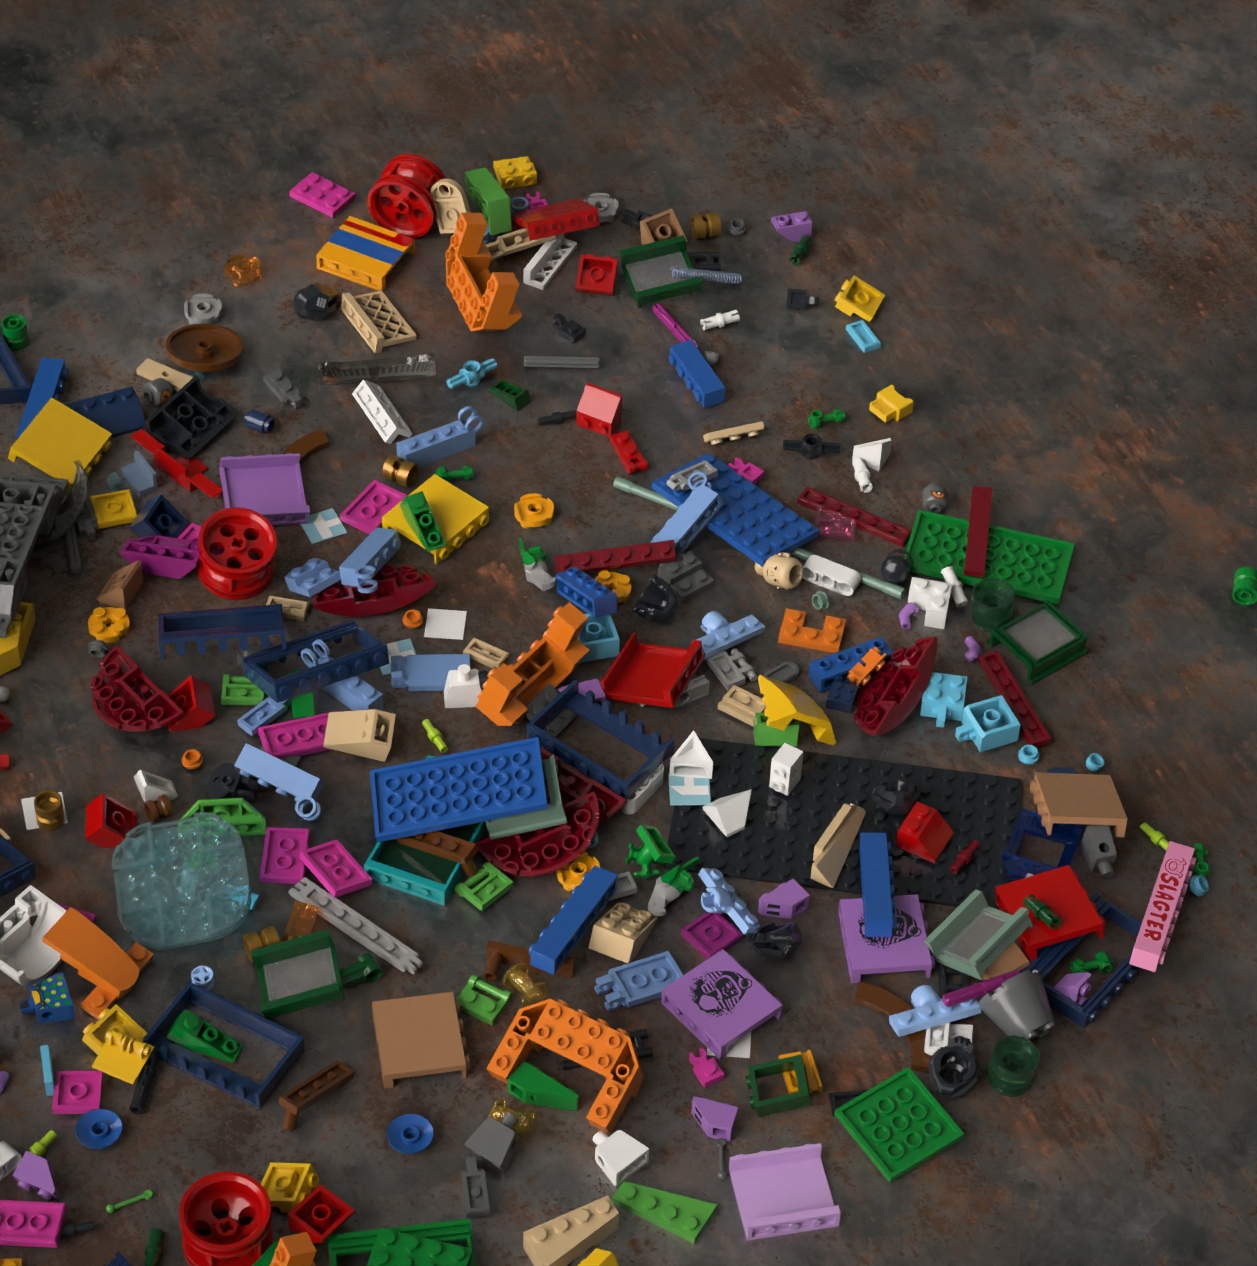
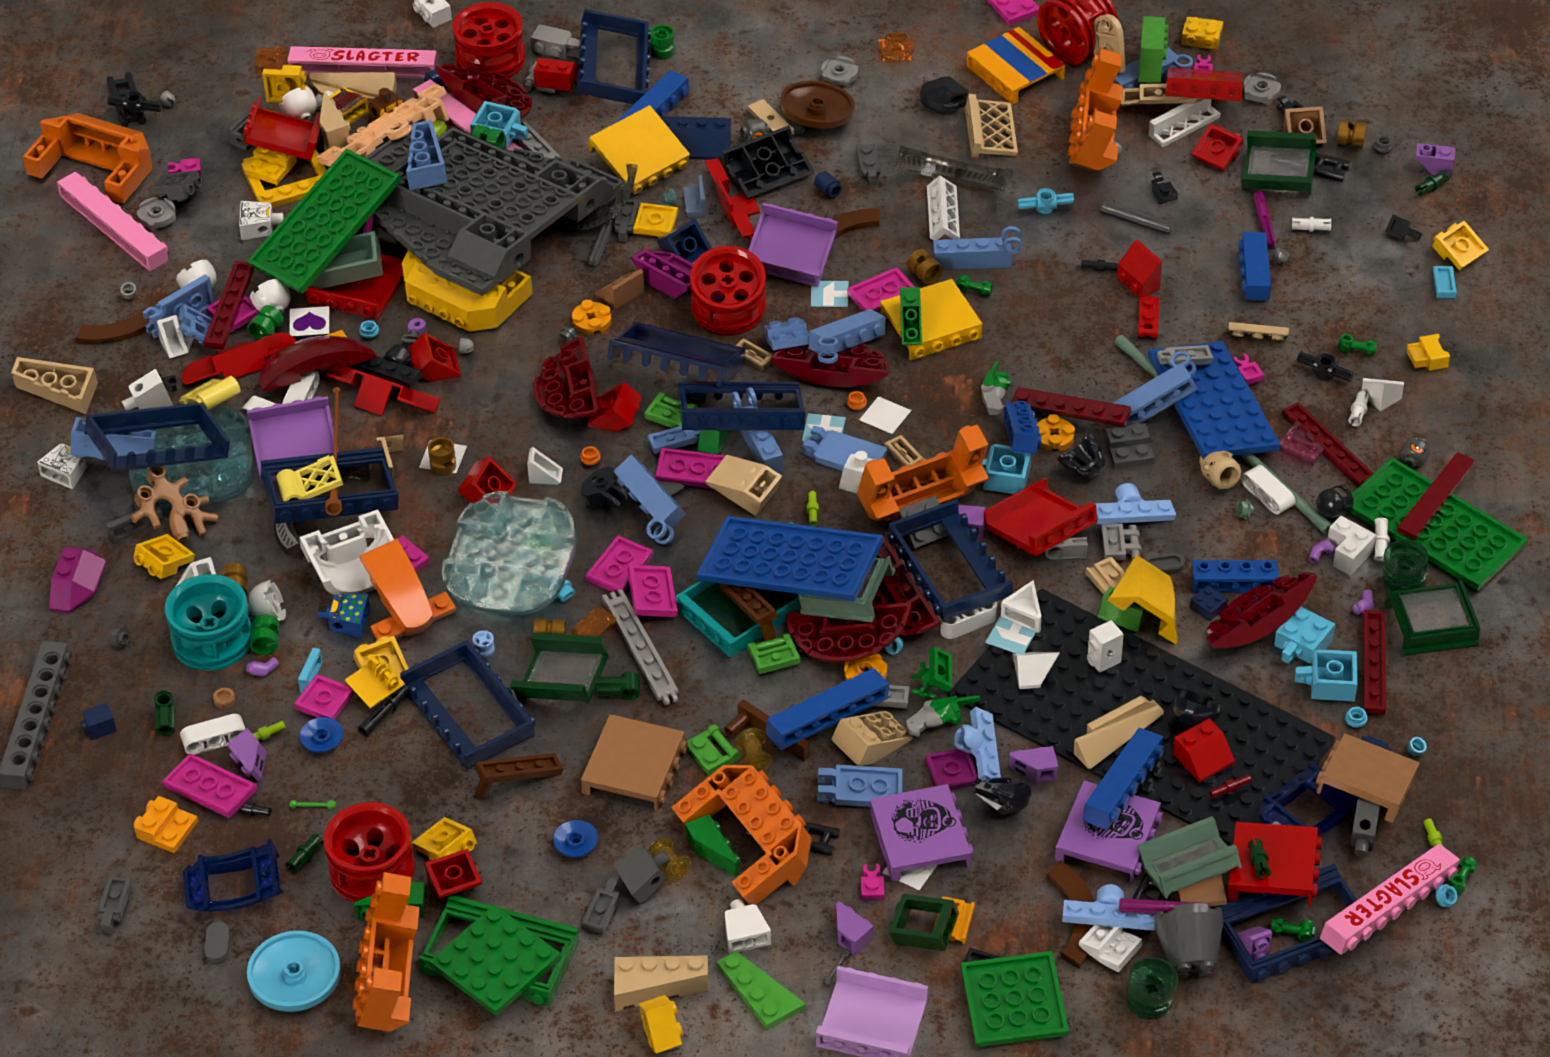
camera: 30 degrees right, 0 degrees up
(158, 808) = (535, 486): reddish brown wheel -> none
(203, 1037) = (453, 692): green slope -> none
(234, 811) = (589, 514): bright green wedge -> none
(512, 395) = (1073, 233): dark green slope -> none
(528, 518) = (1030, 349): light orange plate -> none
(705, 275) = (1330, 179): sand blue piece -> none
(825, 640) = (1202, 531): orange plate -> none
(873, 662) = (1252, 581): orange hinge -> none
(954, 1068) = (1094, 969): black helmet -> none

